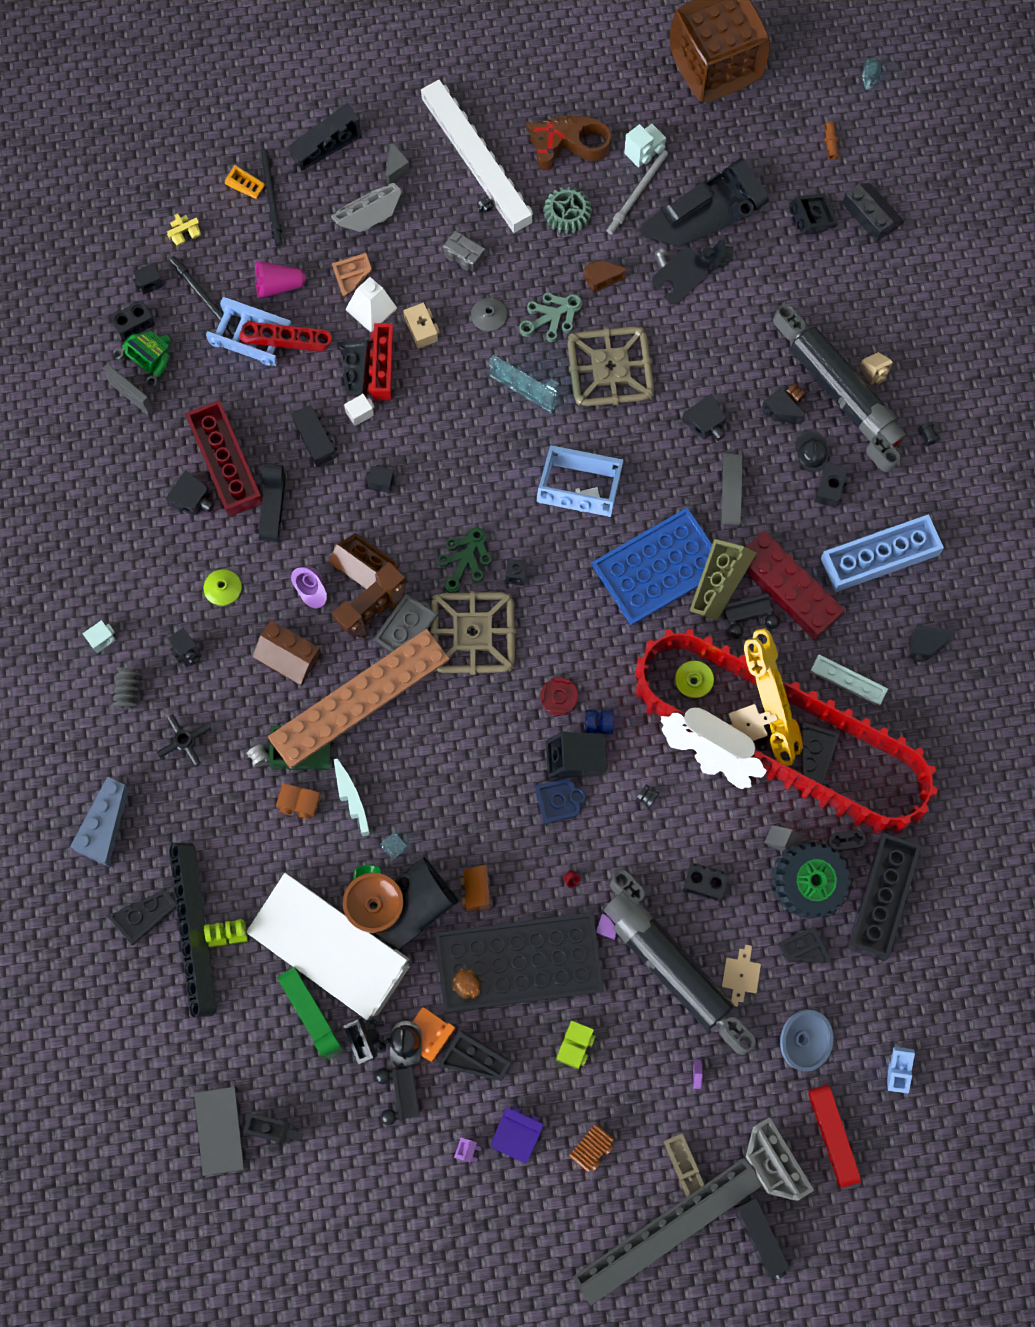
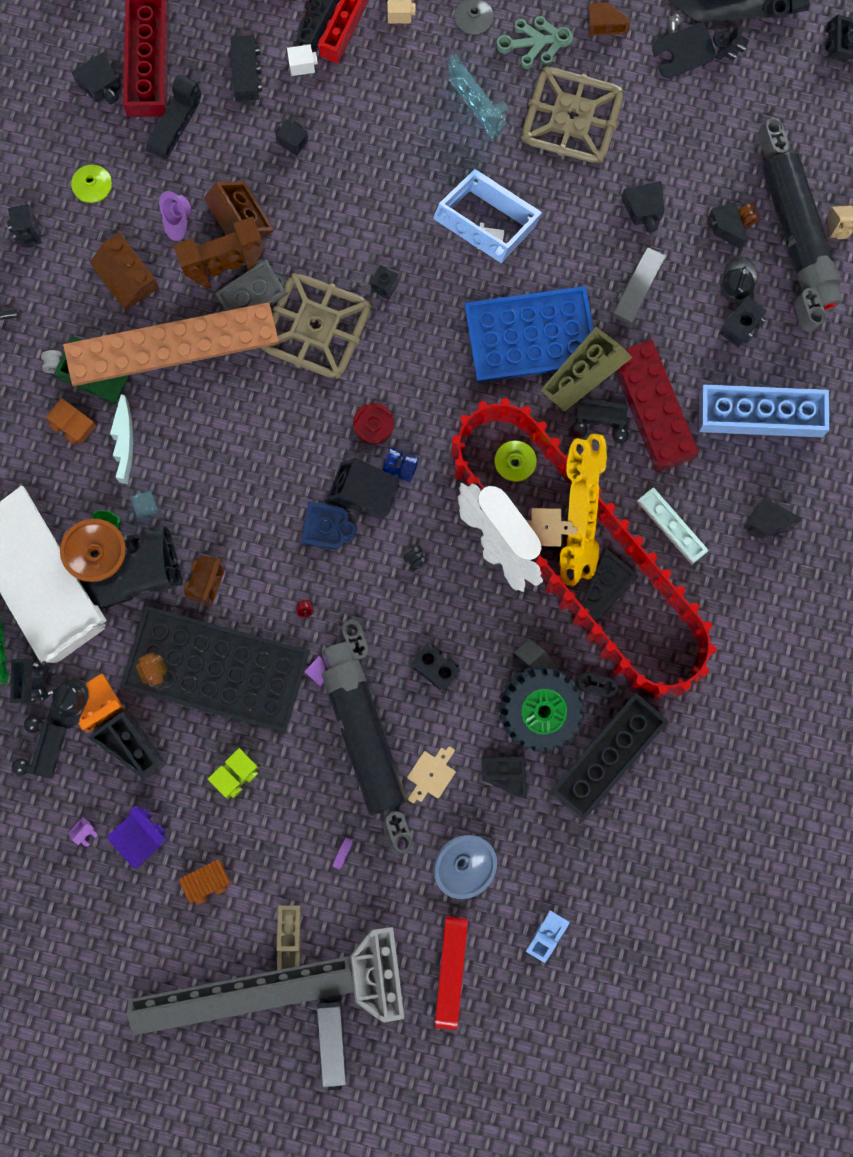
camera: 20 degrees right, 5 degrees up
(466, 556) = (342, 248): dark green plant -> none

